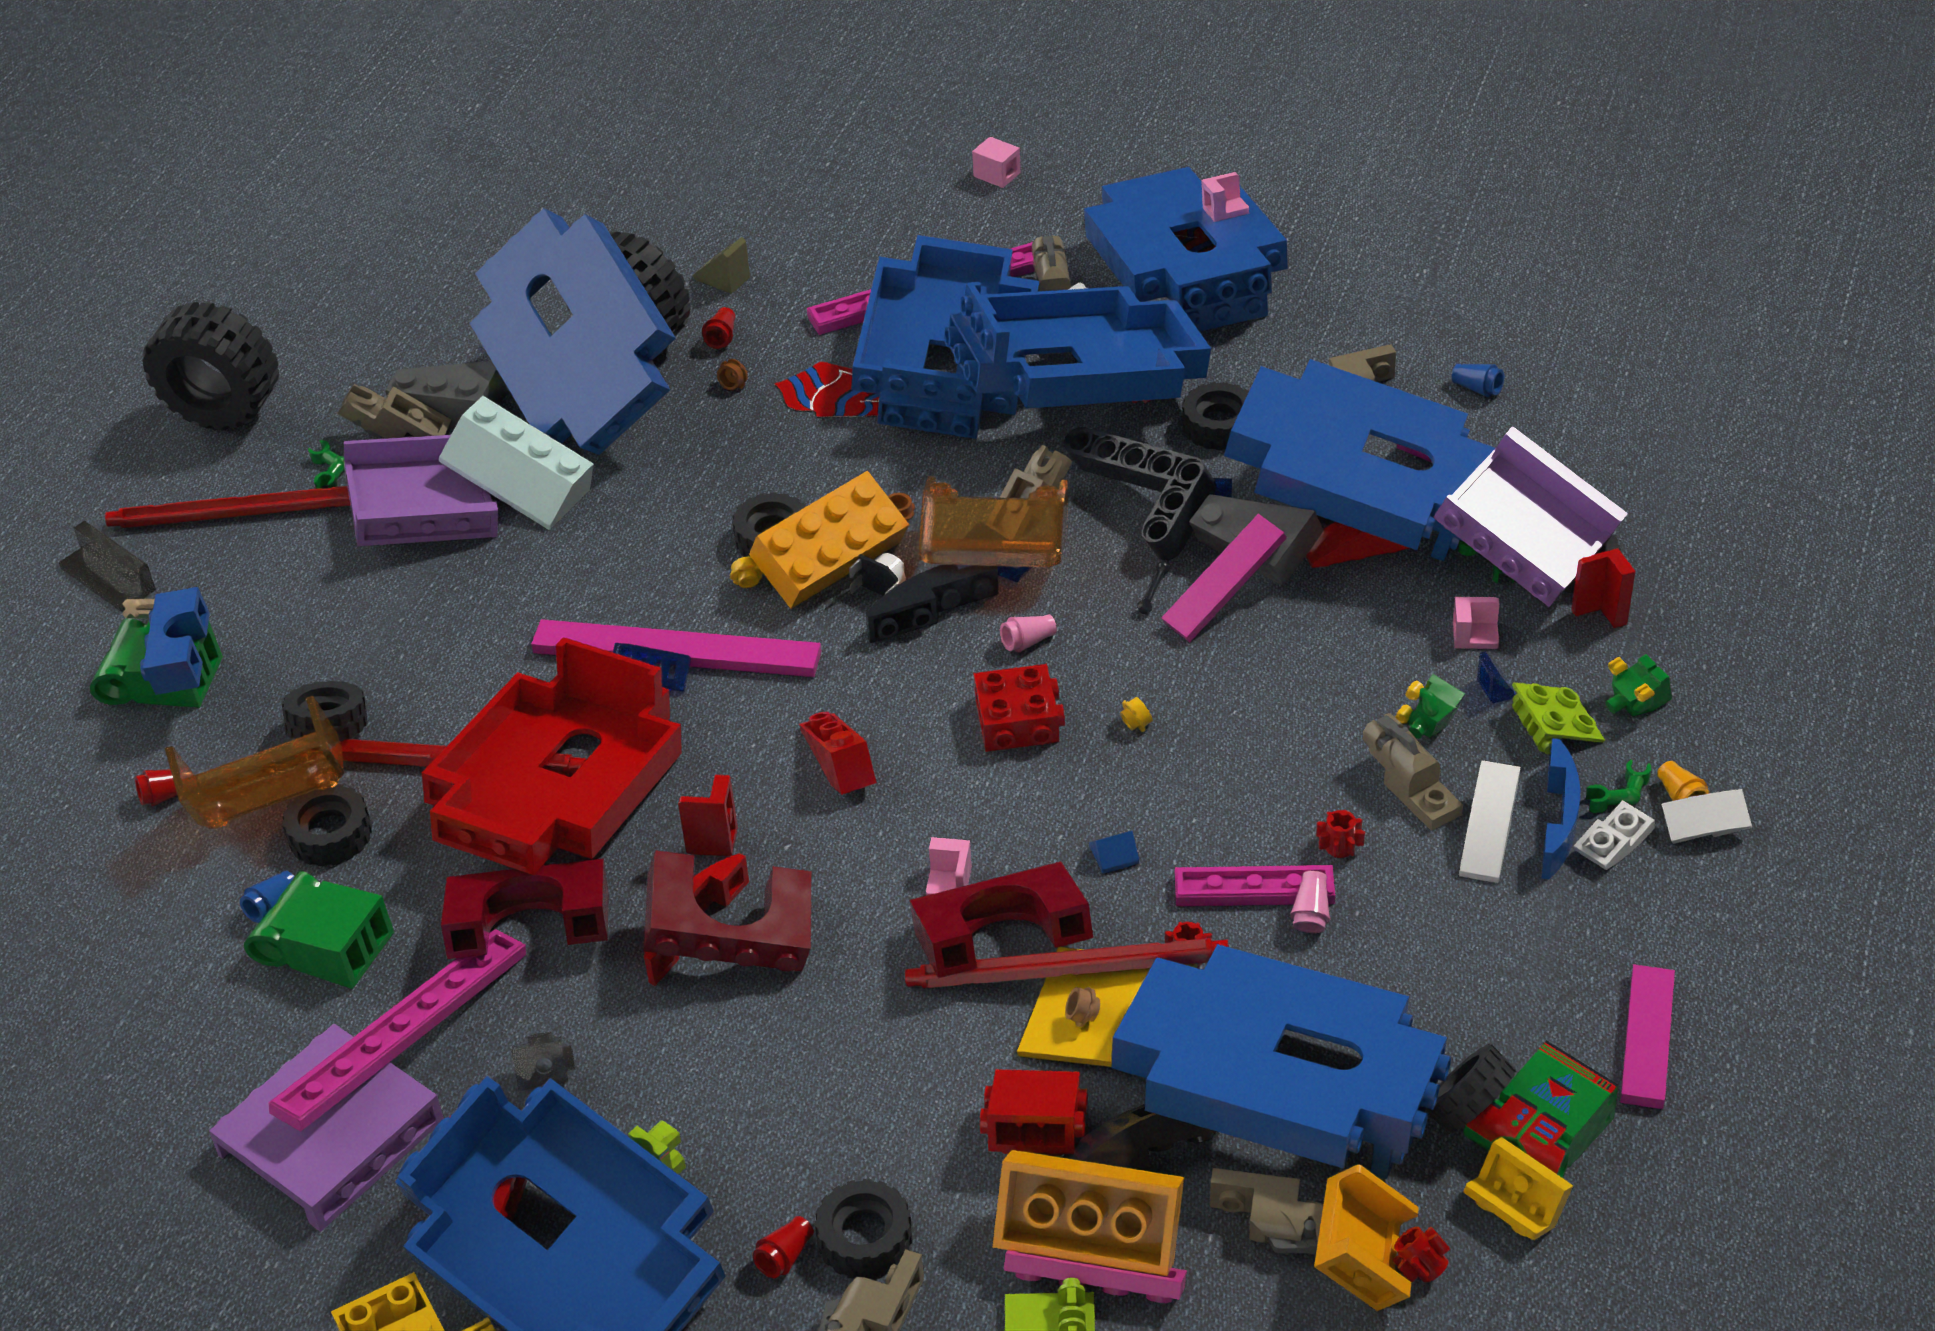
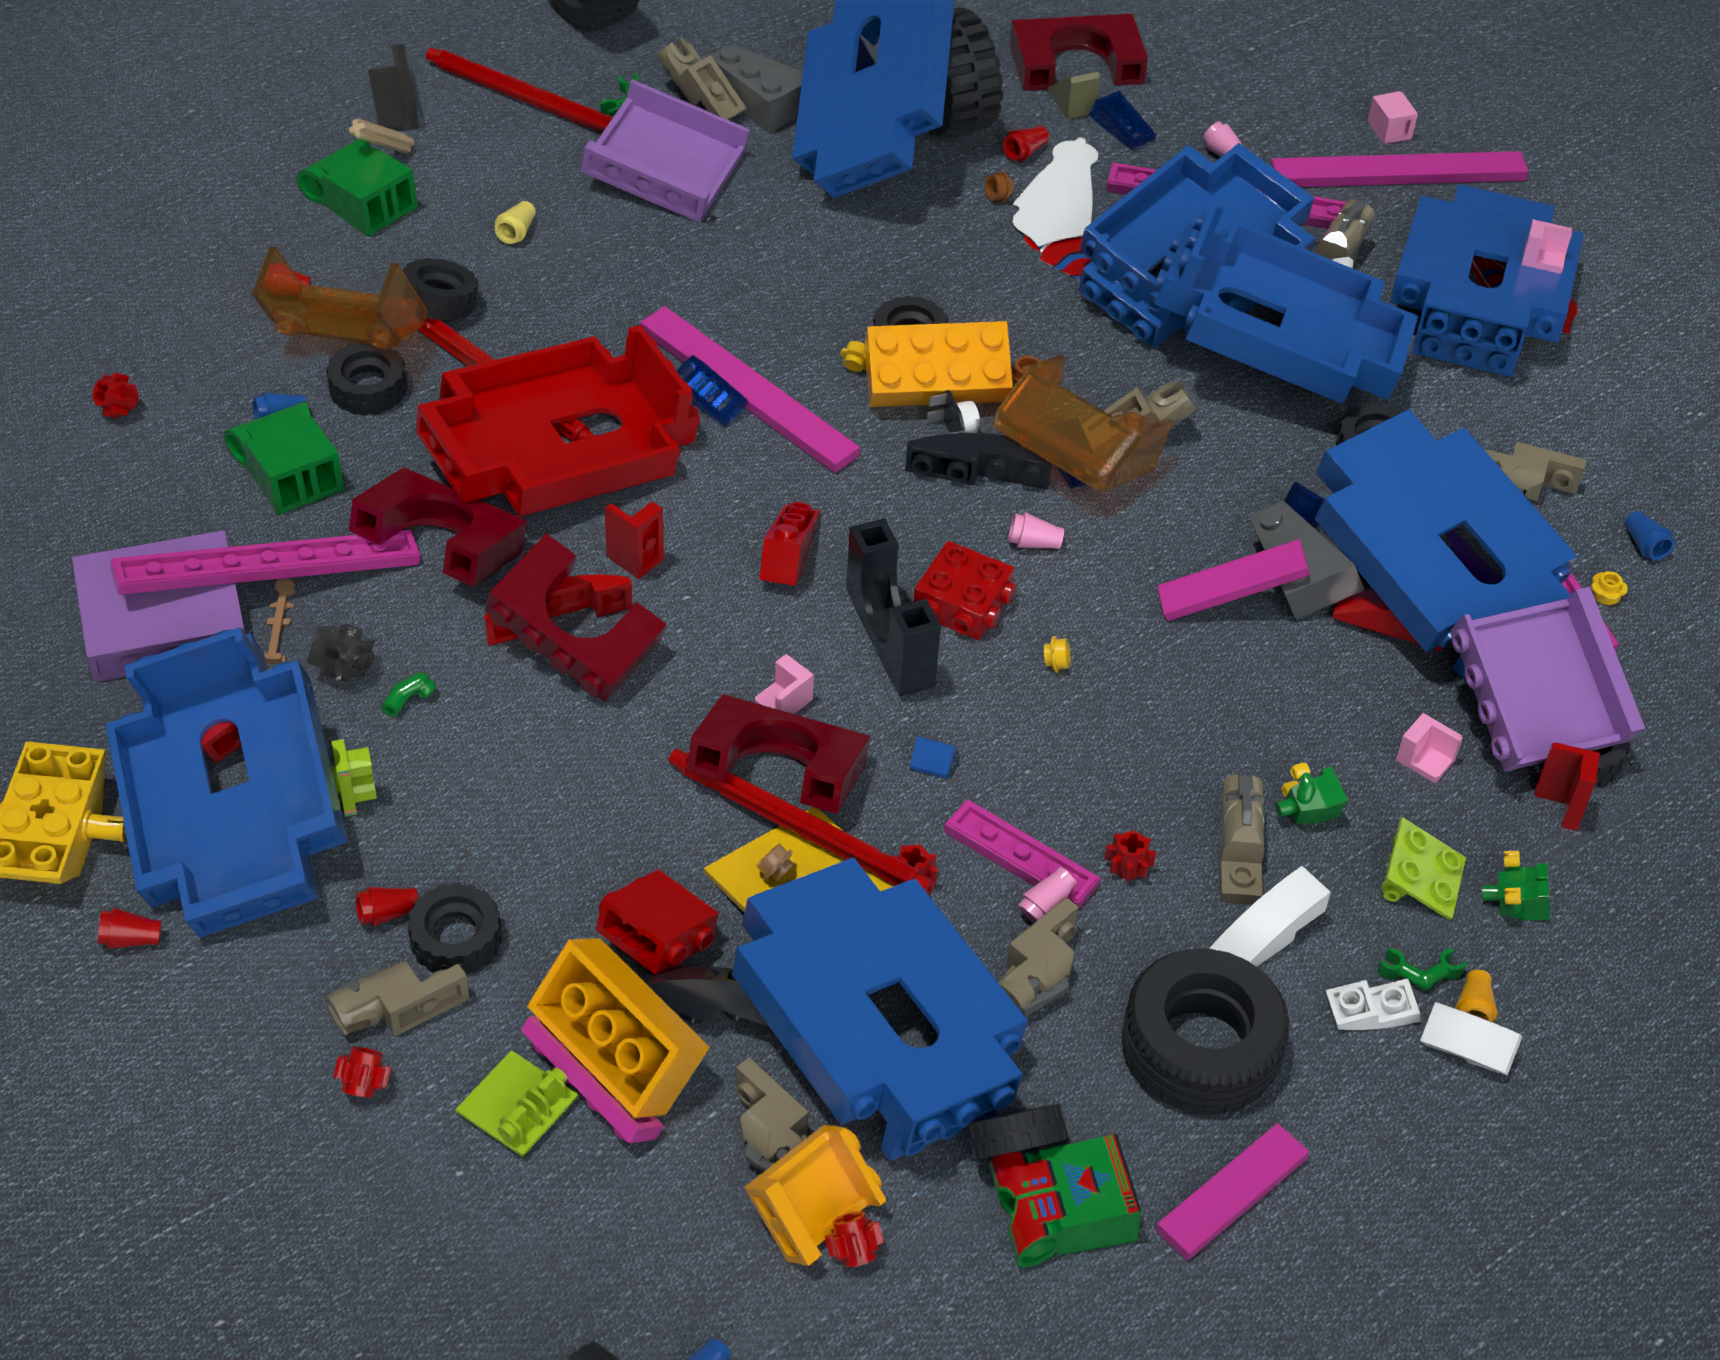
camera: 30 degrees right, 5 degrees up
(100, 970) = (115, 395): none -> red gear
(170, 653) = (351, 182): blue arch -> none
(335, 621) = (514, 223): none -> light yellow cone
(425, 1047) = (283, 588): none -> medium nougat piece
(517, 463) = (753, 169): light aqua slope -> none
(621, 1064) = (404, 690): none -> green arm
(708, 208) = (1108, 36): none -> dark red arch
(781, 271) = (1113, 107): none -> clear blue slope
(784, 358) = (1060, 196): none -> white sticker
(883, 245) = (1220, 138): none -> bright pink cone
(945, 744) = (902, 634): none -> black arch
(1044, 195) = (1403, 169): none -> dark pink tile
(1145, 606) = (1156, 568): black hinge -> none
(1178, 477) = (1273, 469): black beam -> none
(1352, 949) = (1041, 959): none -> dark tan plate
(1486, 431) = (1608, 587): none -> yellow plate
(1493, 680) = (1399, 804): clear blue slope -> none
(1516, 966) = (1197, 1076): none -> black tyre
(1519, 1190) = (982, 1243): yellow bracket -> none
(1562, 780) = (1313, 978): blue slope -> none

